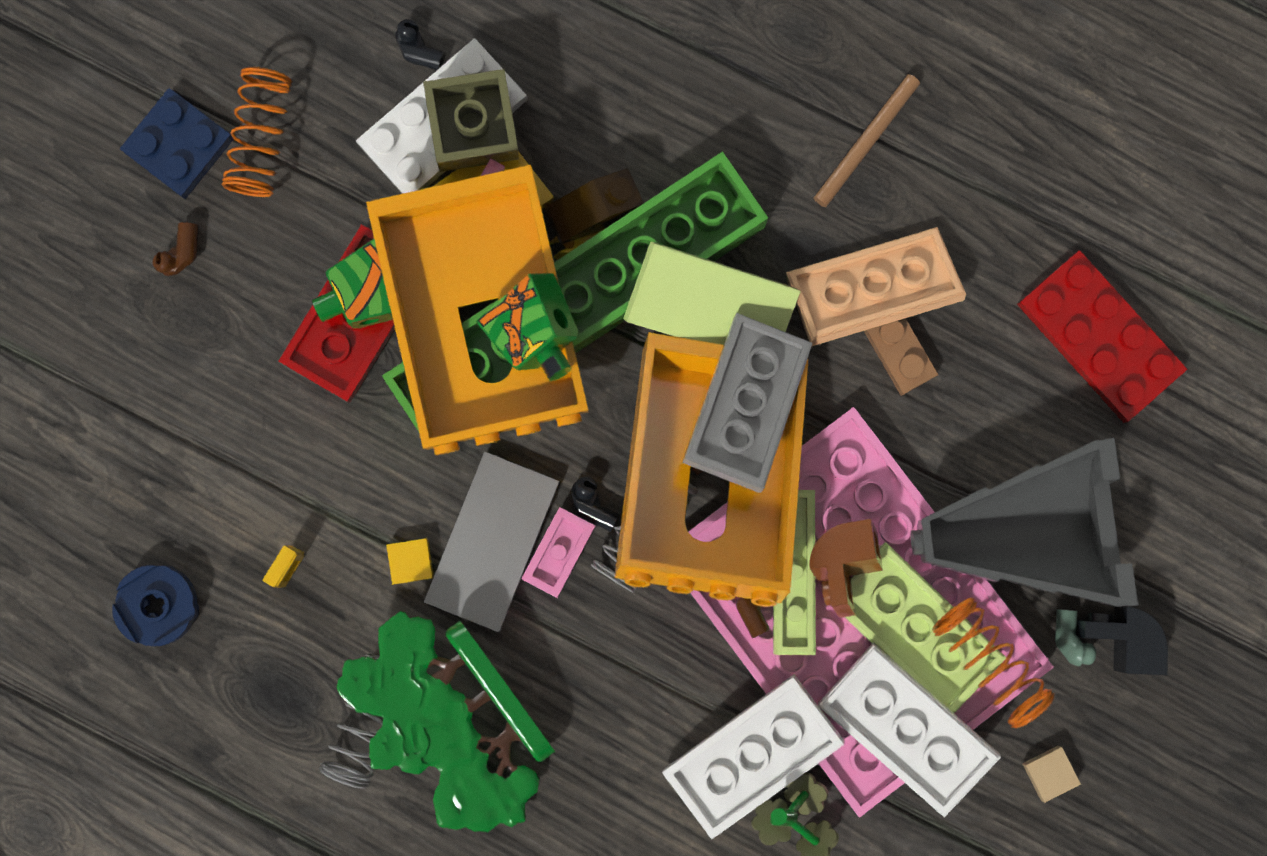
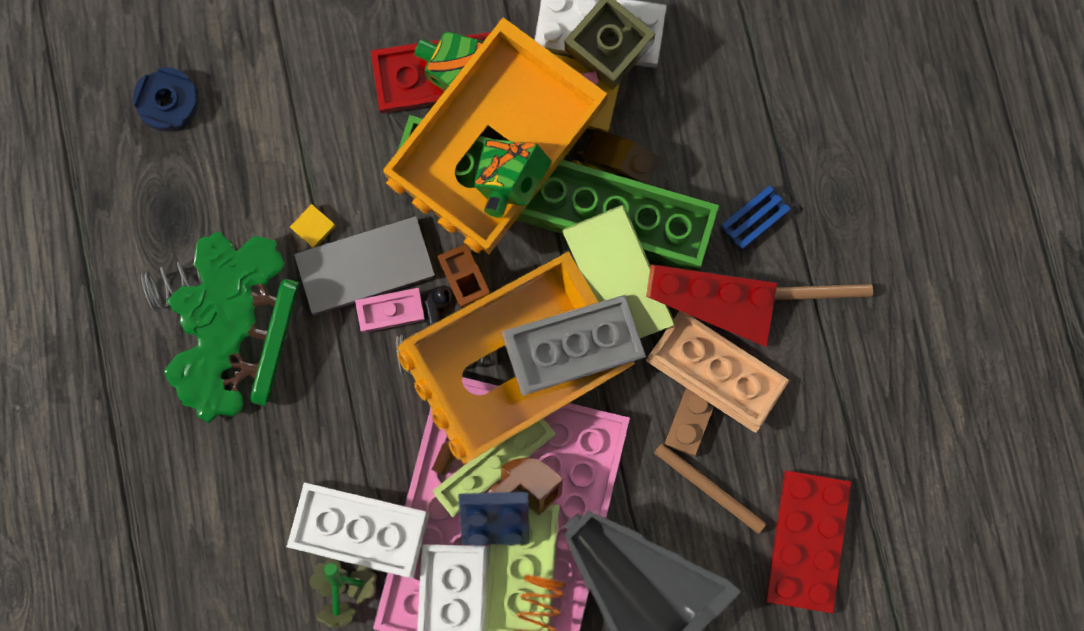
camera: 55 degrees right, 5 degrees down
(283, 566) = (249, 154): yellow tile -> none
(588, 454) = (463, 275): none -> dark orange brick
(755, 162) = (776, 201): none -> blue tile
(812, 227) = (722, 300): none -> red wing
(858, 616) = (494, 518): none -> dark blue plate
(978, 386) = (710, 488): none -> medium nougat bar

